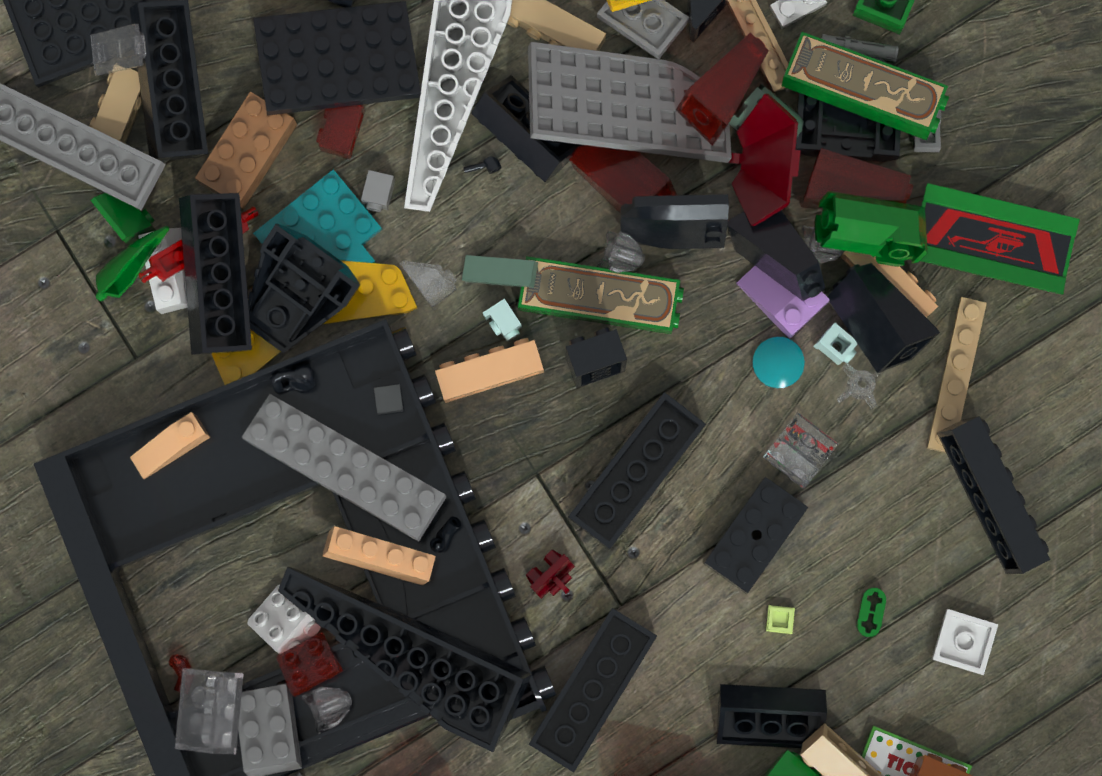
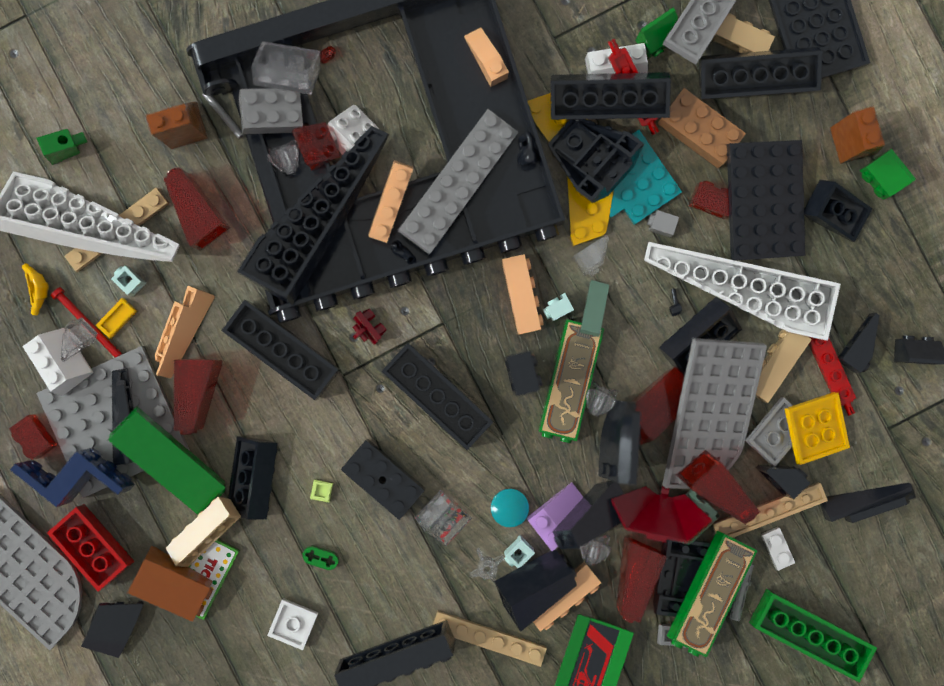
camera: 85 degrees right, 5 degrees up
(118, 49) = (786, 36): clear piece -> none
(126, 266) = (617, 27): green piece -> none
(388, 399) = (506, 219): dark grey tile -> none
(872, 227) = (603, 589): green brick -> none

